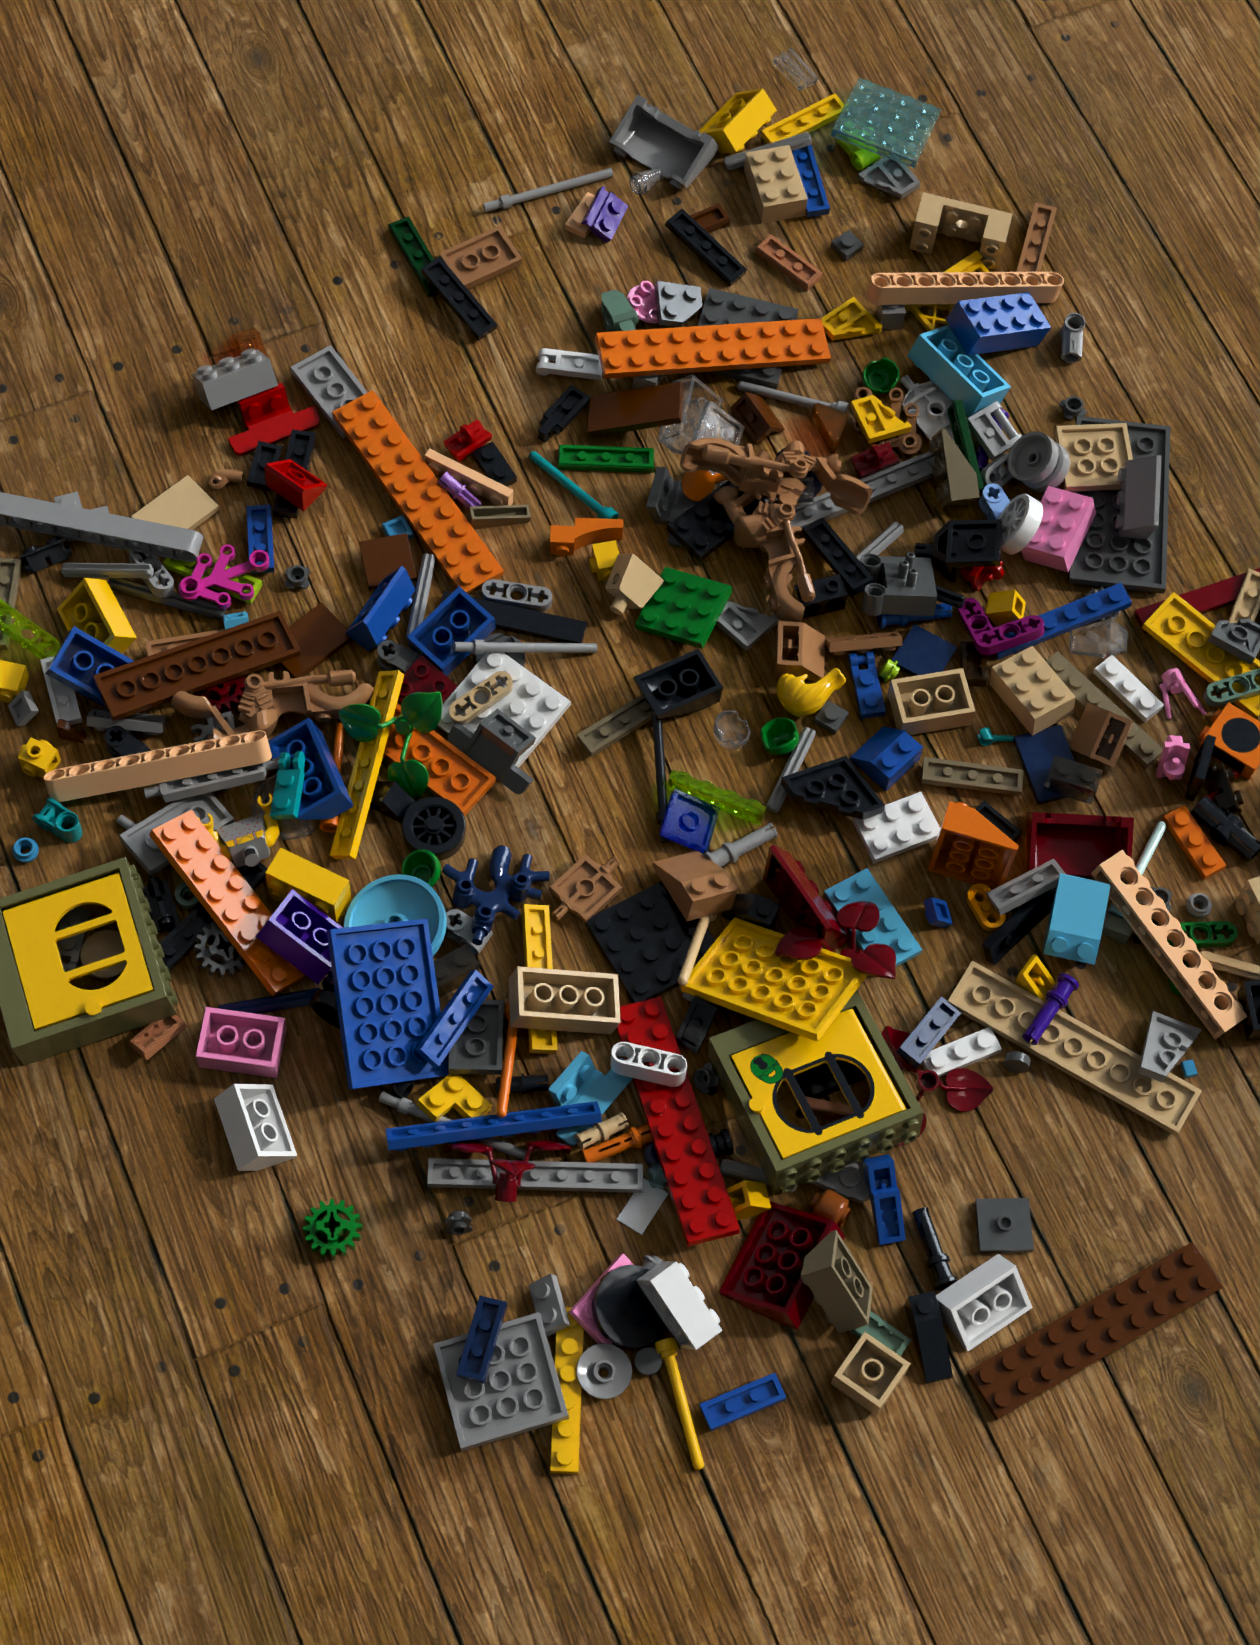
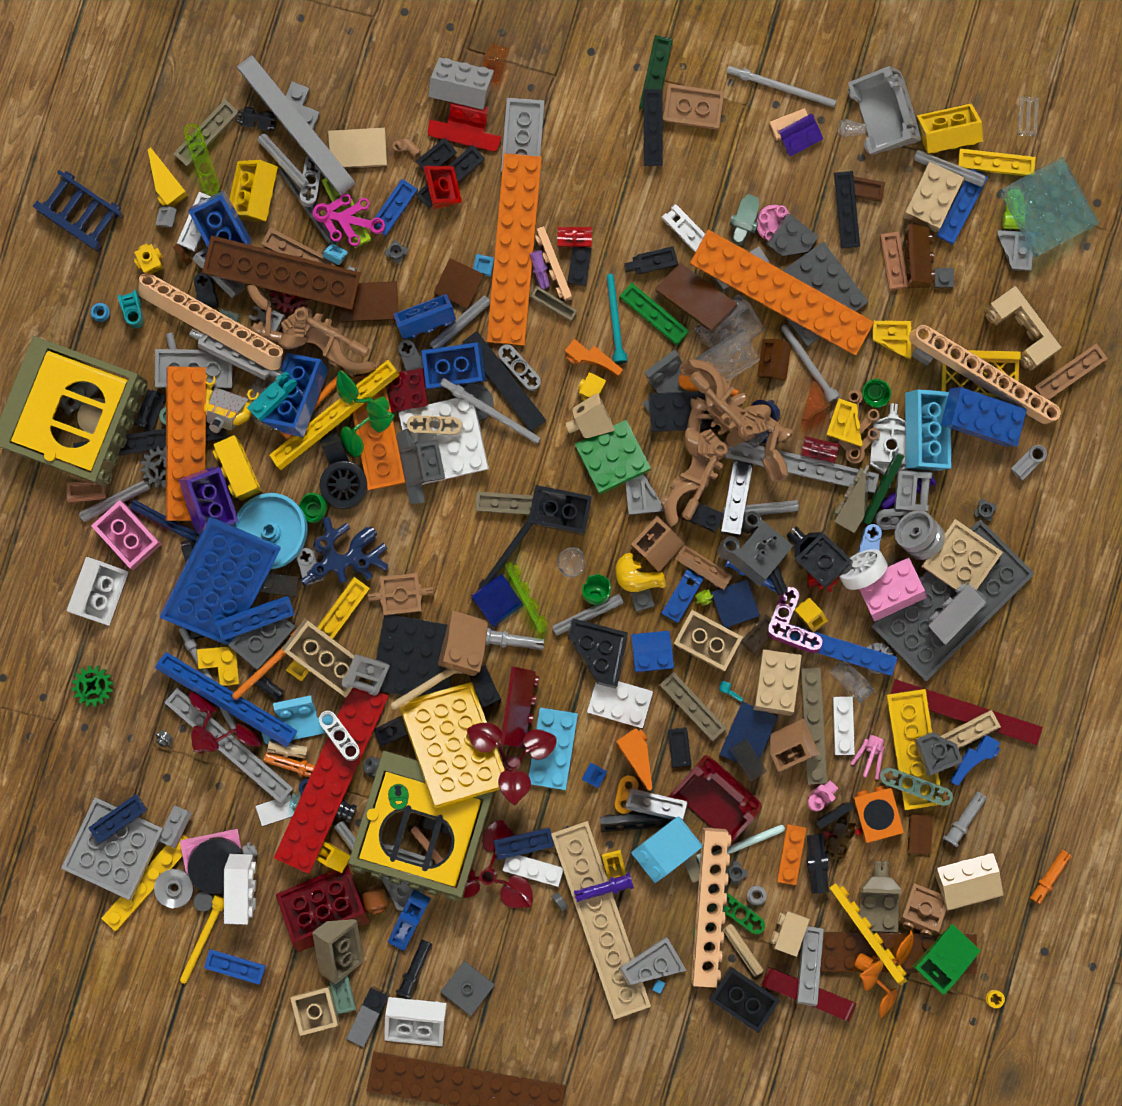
camera: 50 degrees right, 20 degrees up
(194, 1027) = (106, 504): none -> light grey axle
(619, 974) = (368, 669): none -> light grey plate
(807, 239) = (918, 256): none -> reddish brown slope

